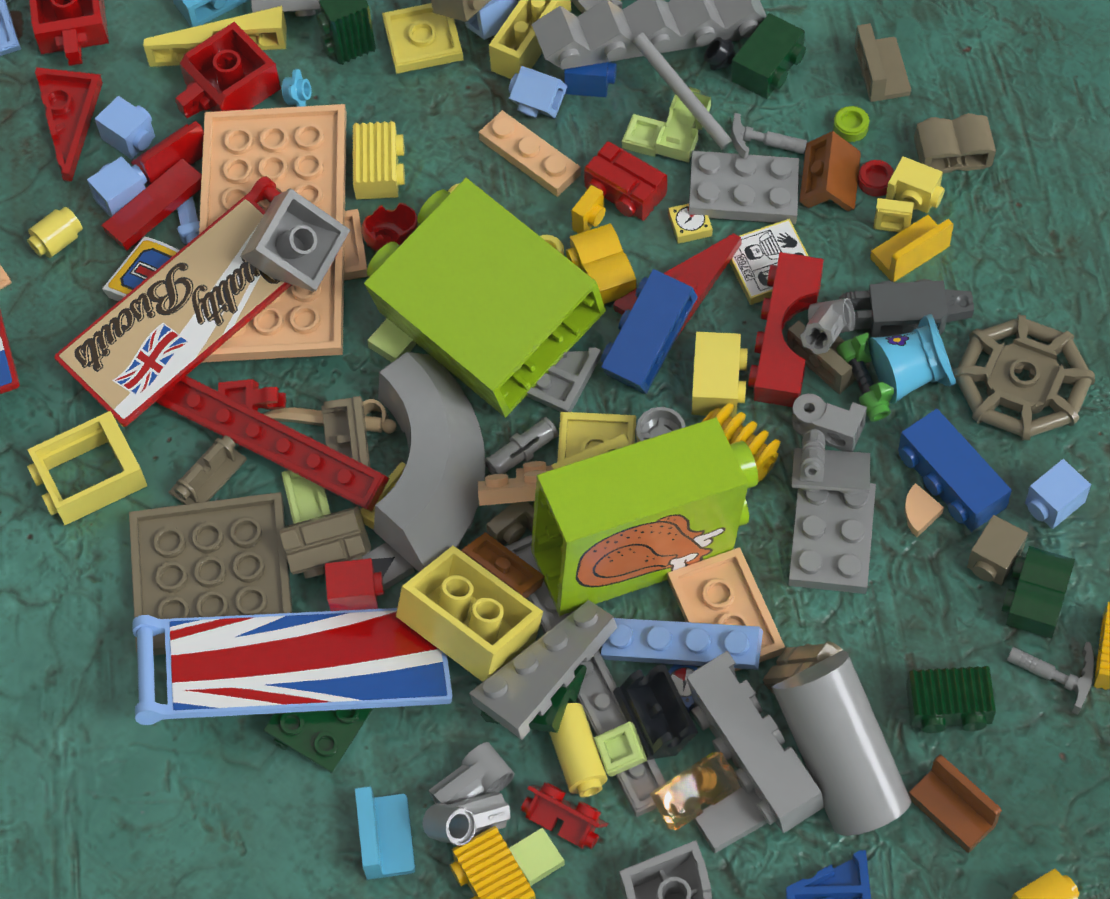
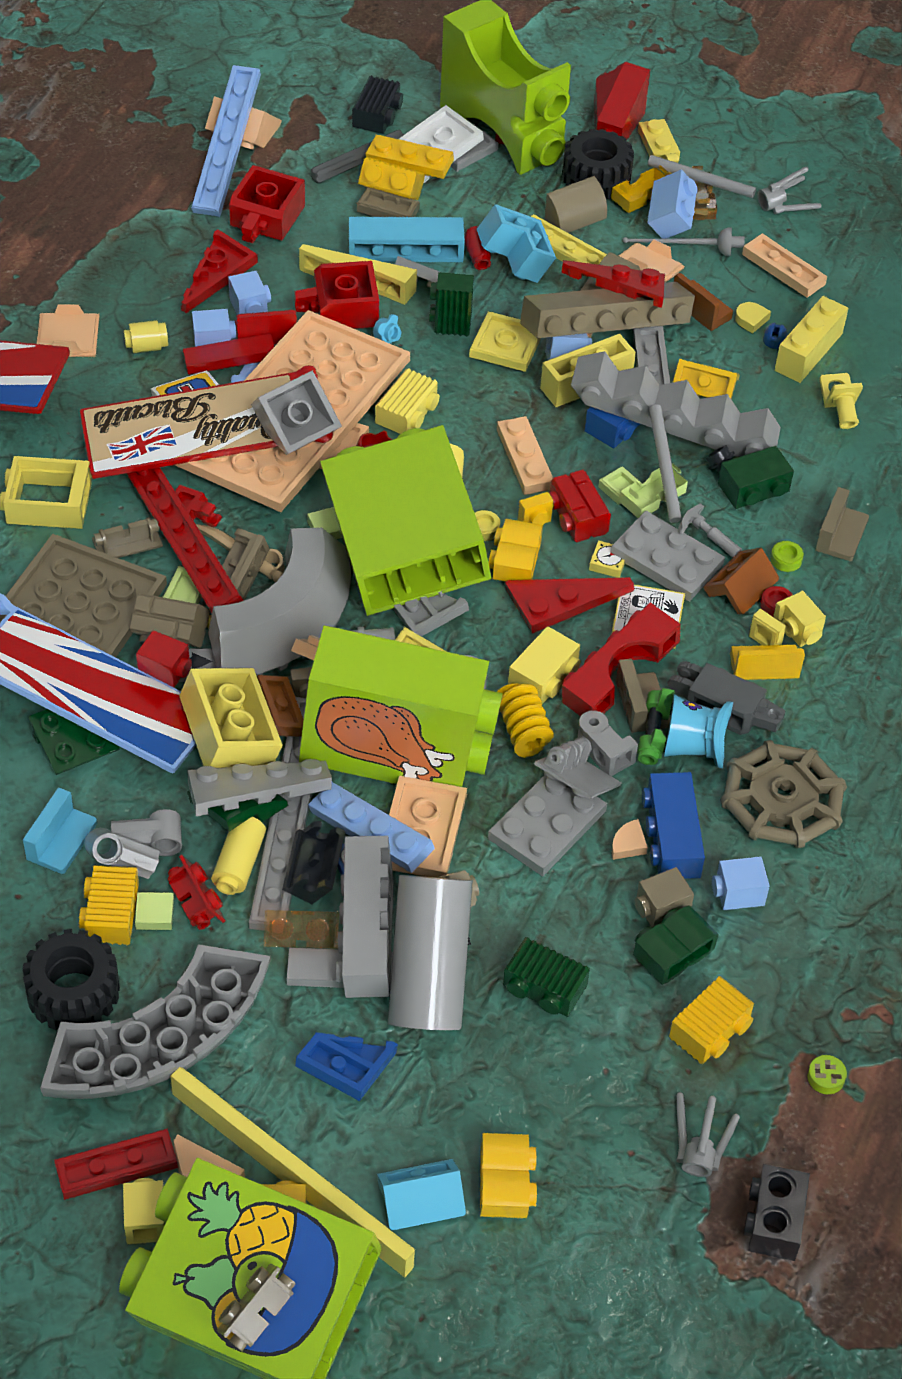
camera: 25 degrees right, 10 degrees down
(536, 92) = (559, 415): light blue brick -> none
(620, 749) = (269, 870): yellowish green tile -> none
(648, 330) = (513, 608): blue brick -> none
(826, 323) = (649, 669): light grey piece -> none
(955, 143) = (856, 607): dark tan brick -> none
(955, 804) = (491, 1053): dark orange panel -> none
(1048, 672) = (639, 1004): light grey piece -> none

